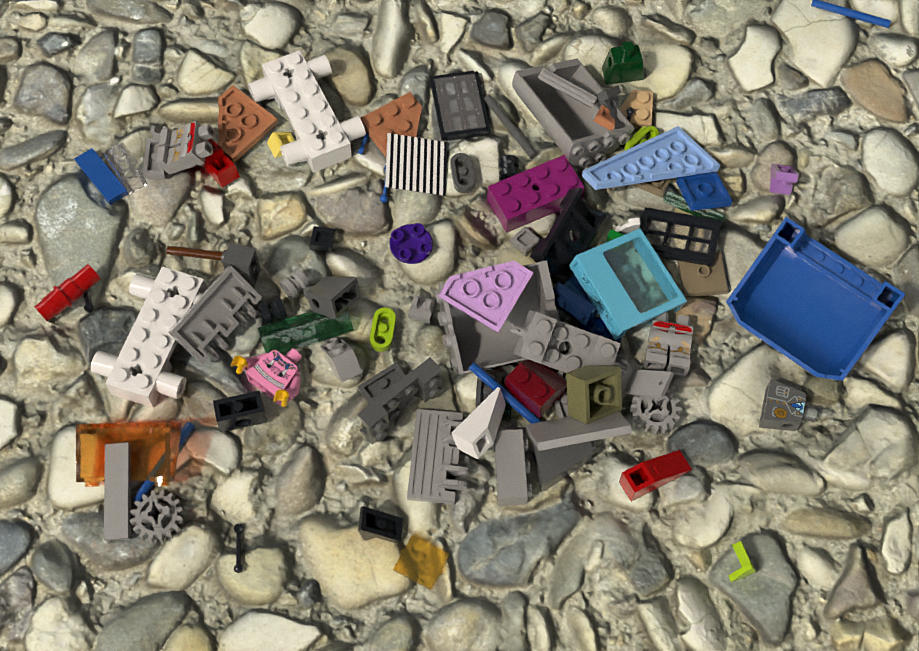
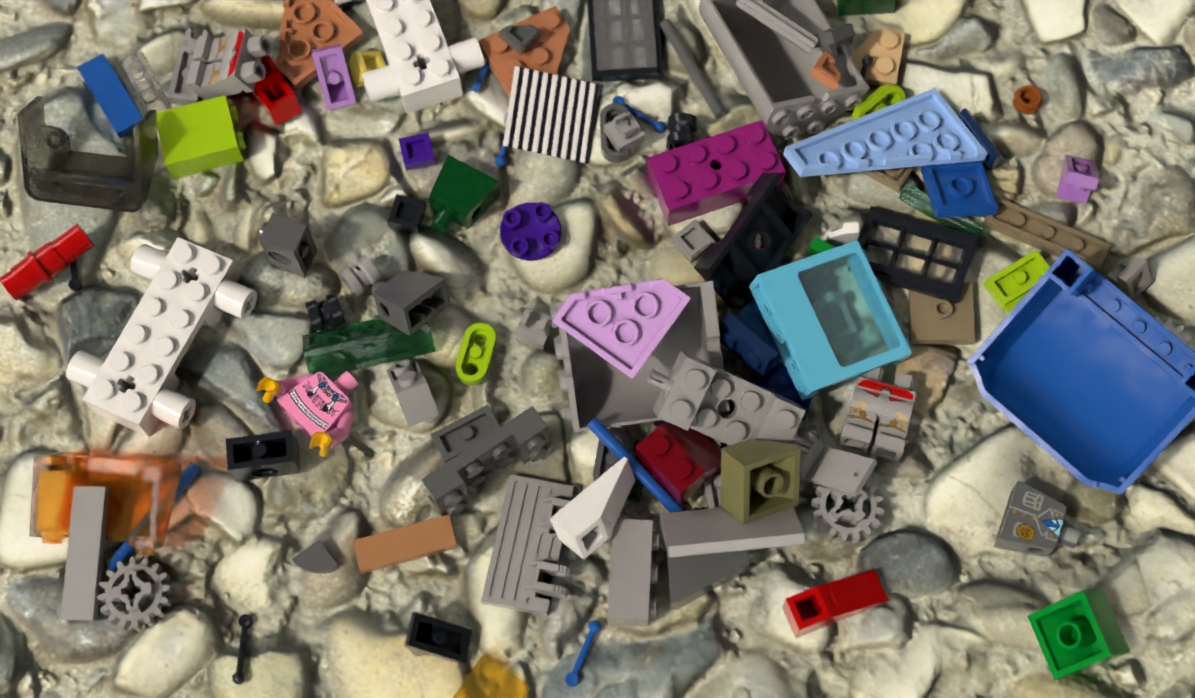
camera: 10 degrees right, 5 degrees up
(86, 234) = (84, 178): none -> clear smoke windscreen
(169, 198) = (200, 136): none -> lime brick
(196, 253) = (226, 218): reddish brown bar -> none
(215, 313) = (243, 313): light grey hinge -> none
(260, 150) = (333, 76): none -> medium lavender slope
(285, 480) = (316, 559): none -> dark grey tile
(324, 196) = (416, 151): none -> dark purple plate
(347, 464) = (405, 544): none -> medium nougat tile
(359, 222) = (461, 195): none -> dark green torso
(388, 113) = (520, 37): none -> dark grey tile
(469, 171) = (624, 132): none -> light grey tile
(477, 545) = (571, 678): none -> blue hinge
(492, 167) = (659, 126): none -> blue hinge
(724, 169) = (995, 156): none -> dark blue slope
(744, 125) = (1027, 93): none -> dark orange plate
(749, 248) = (1016, 280): none -> lime plate
(761, 214) = (1046, 233): none -> dark tan tile
(825, 478) = (1078, 633): none -> green slope
(829, 237) = (1133, 278): none -> light grey tile

